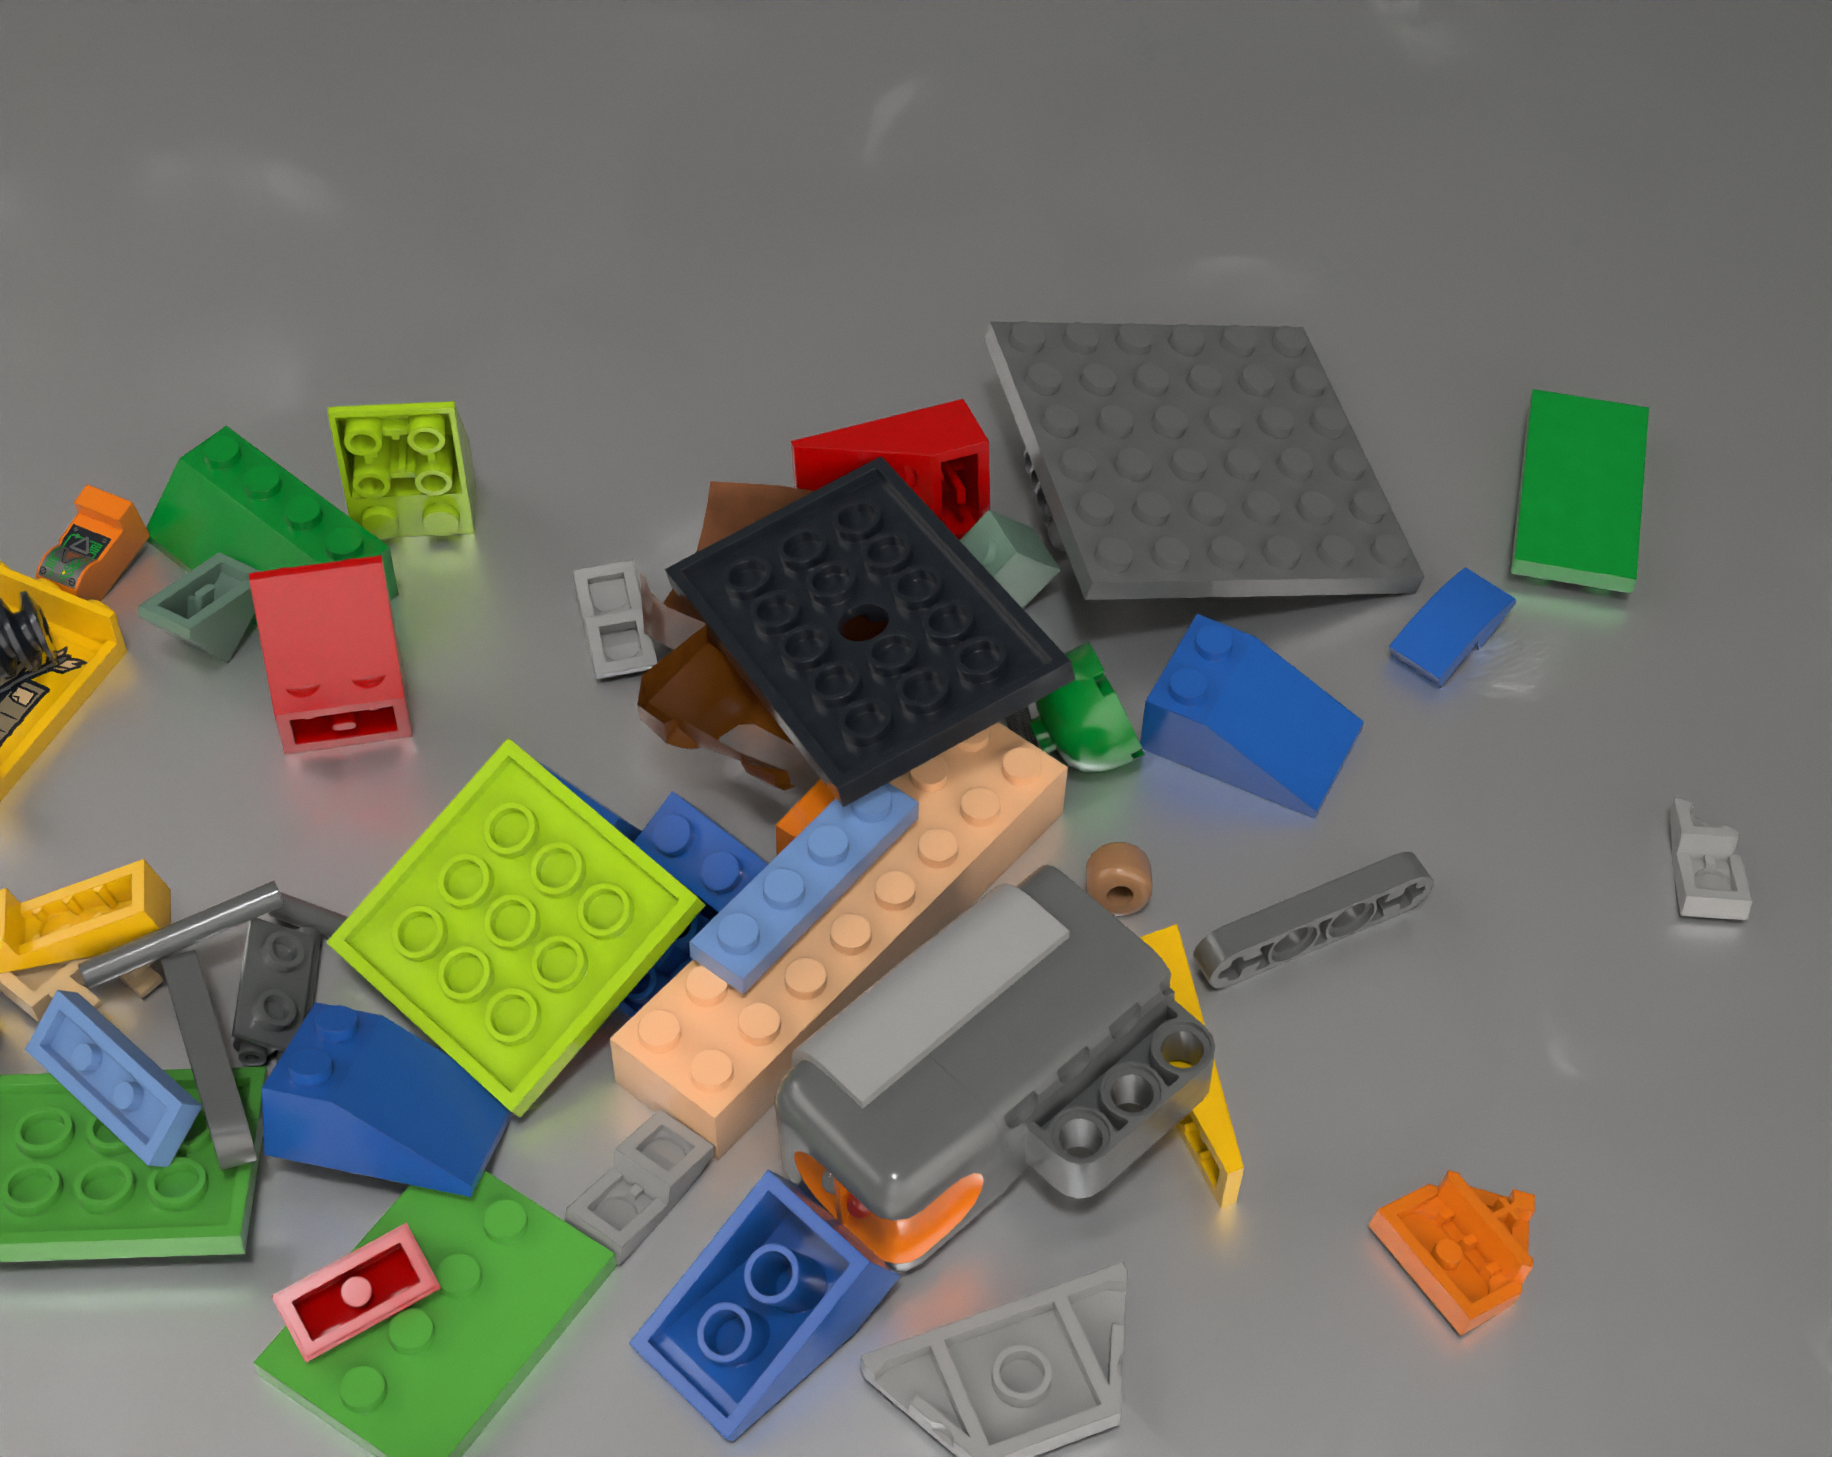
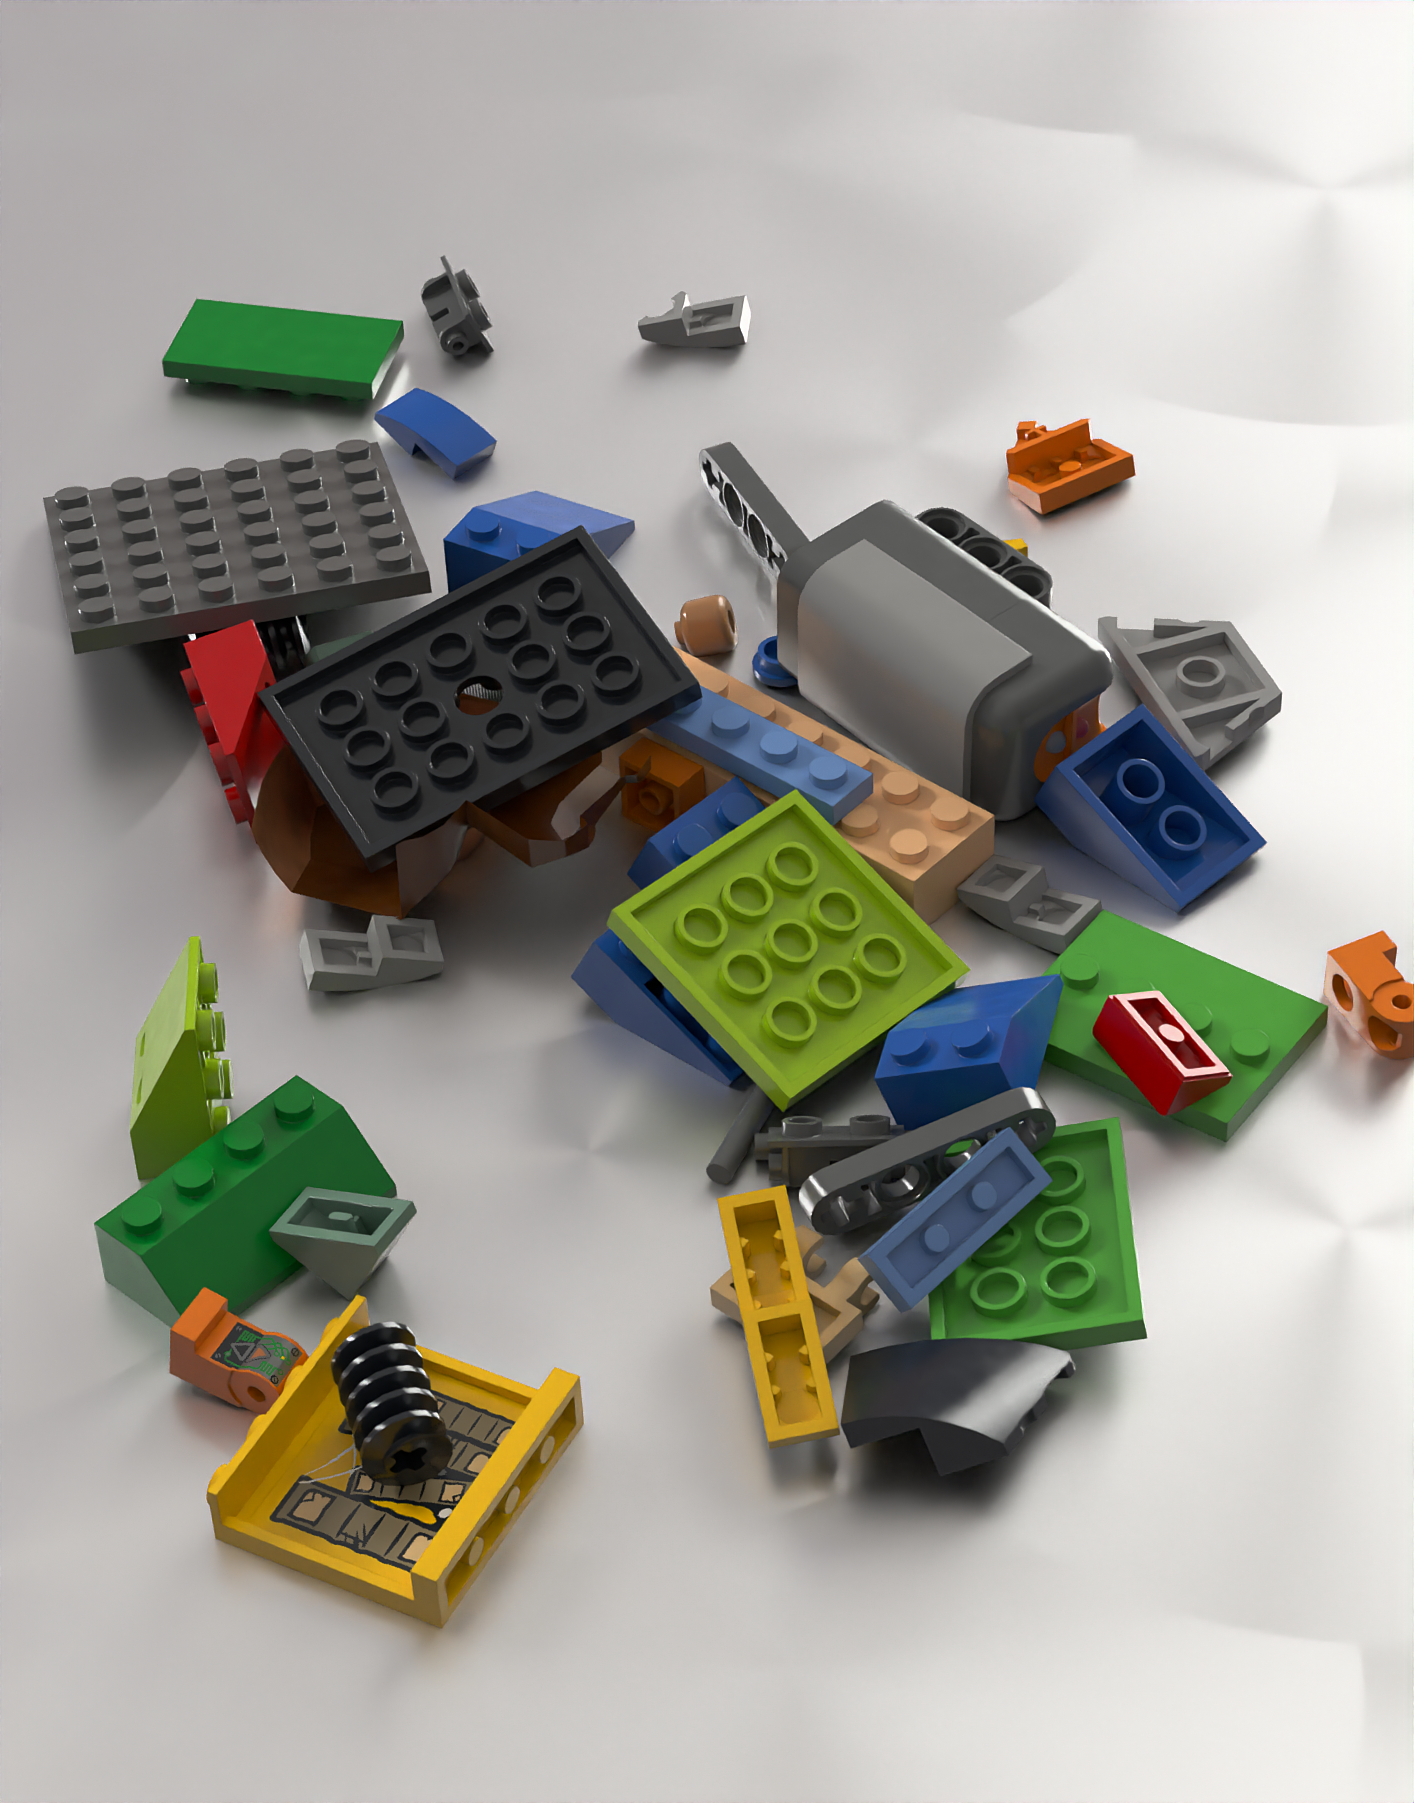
camera: 85 degrees left, 10 degrees down
(181, 934) = (800, 1193): dark grey bar -> none
(331, 654) = (458, 1103): slope -> none
(1683, 637) = (456, 310): none -> dark grey hinge

